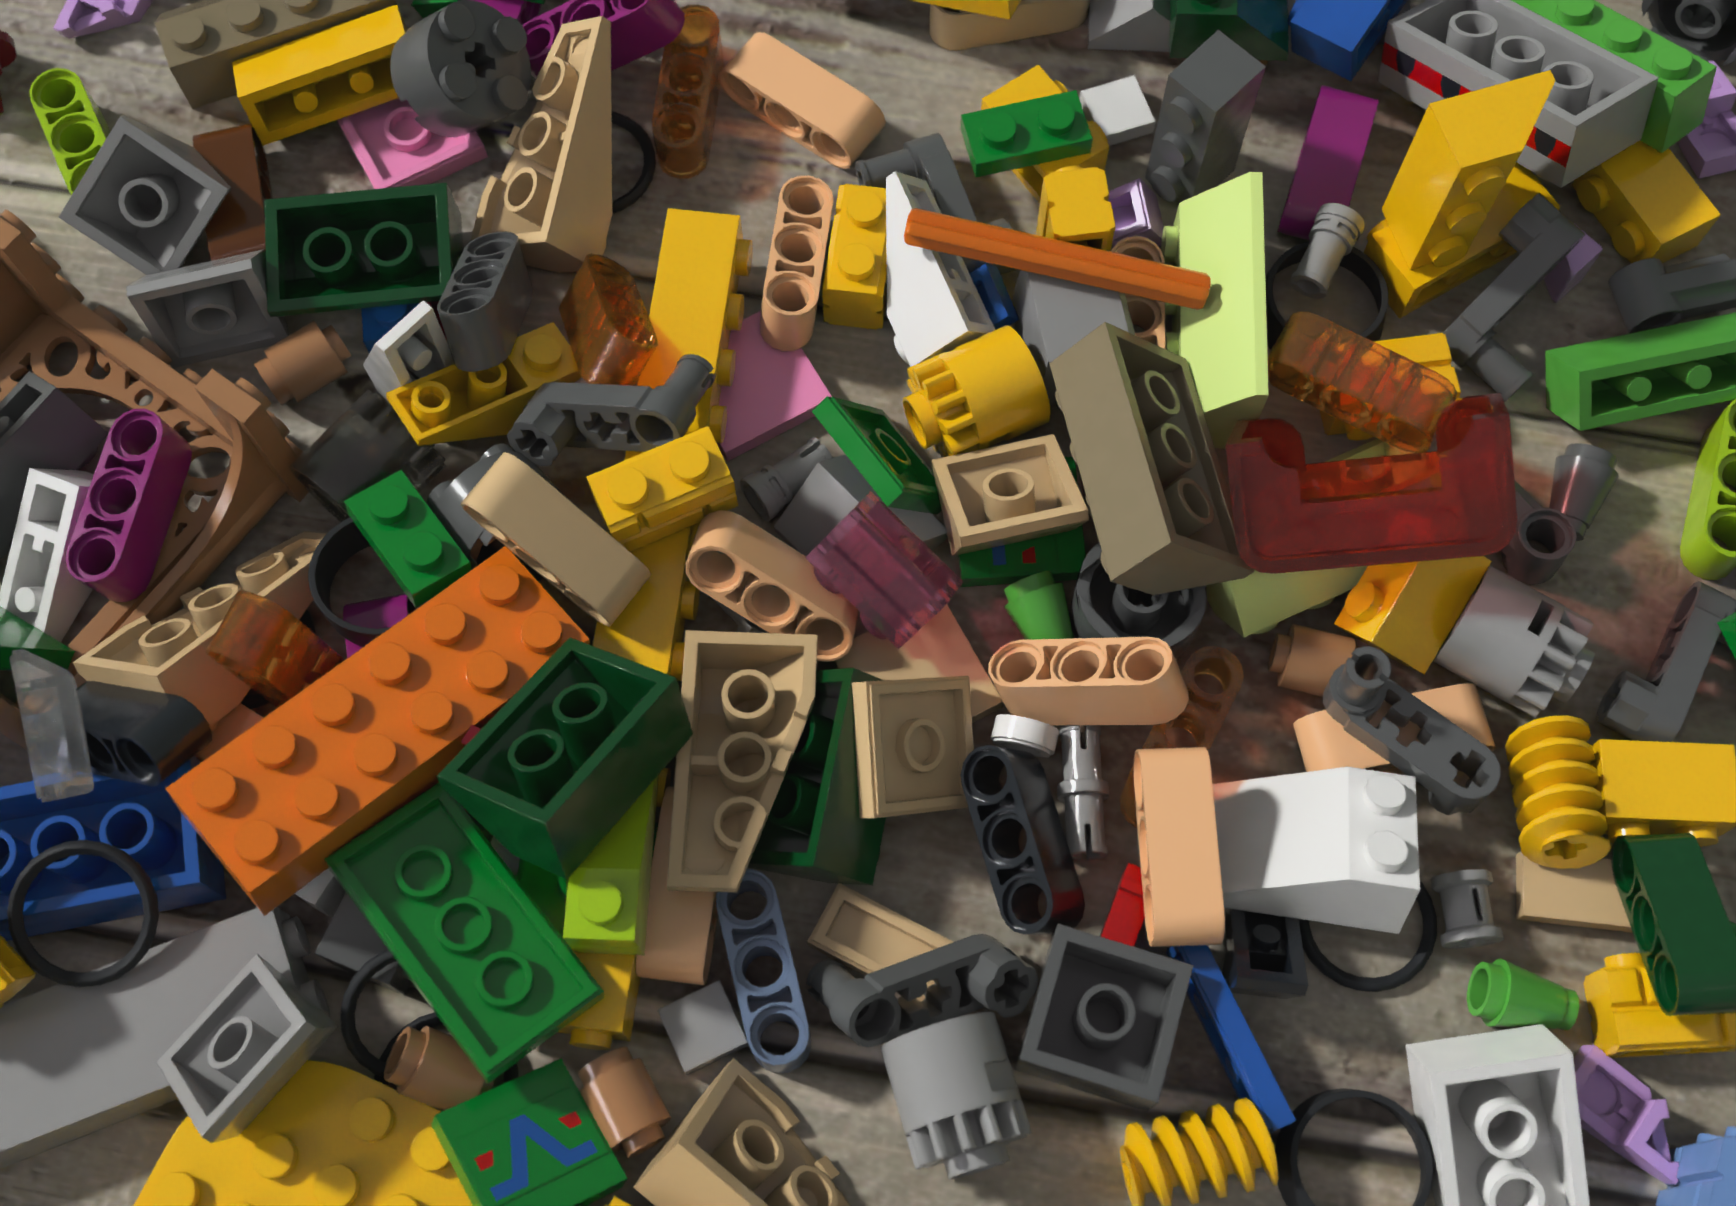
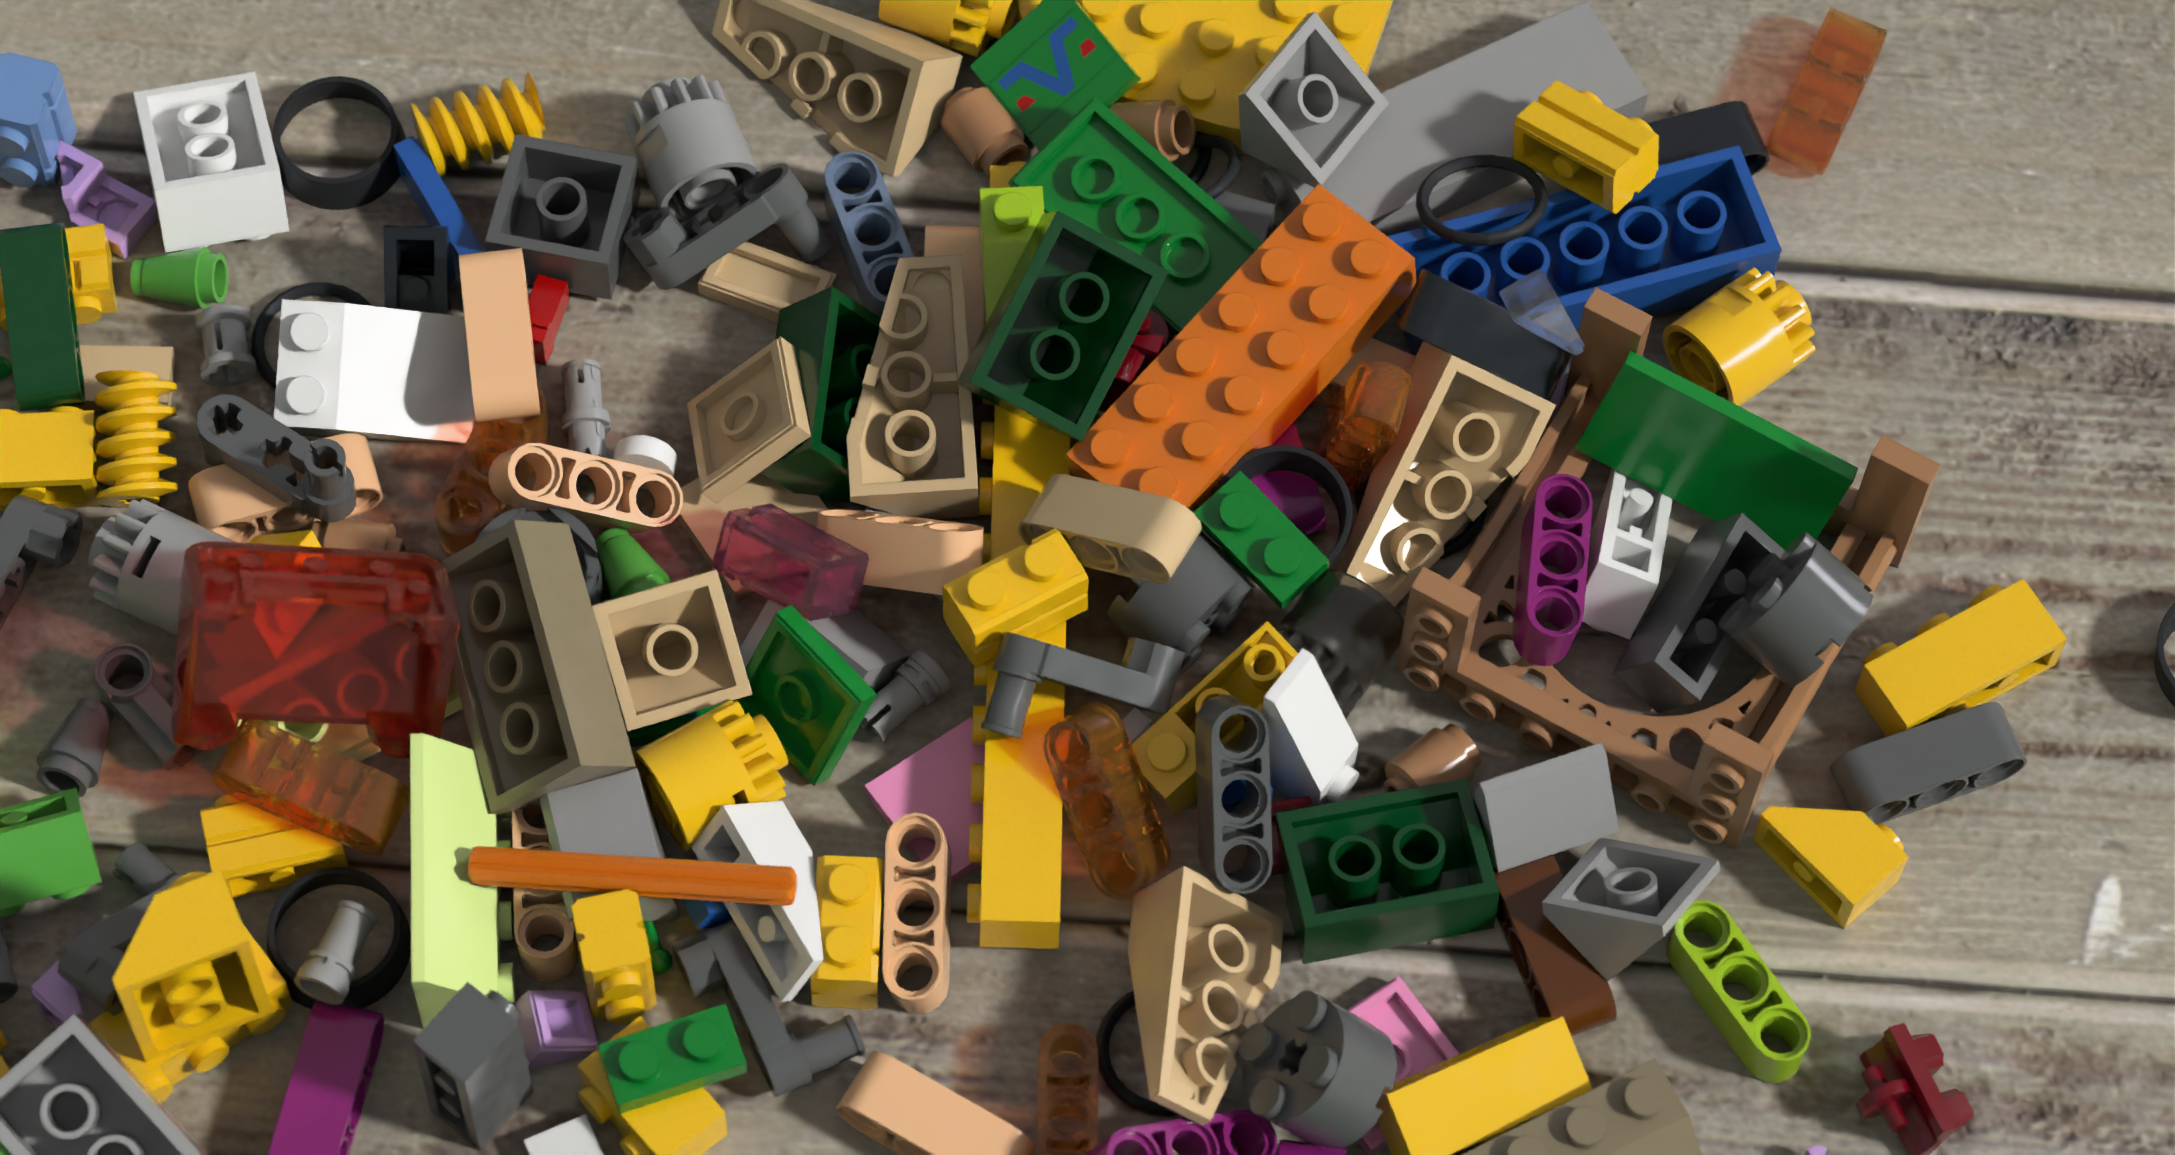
camera: 170 degrees right, 5 degrees down
(702, 1027) = (925, 200): light grey tile -> none
(998, 821) = (642, 358): black beam -> none

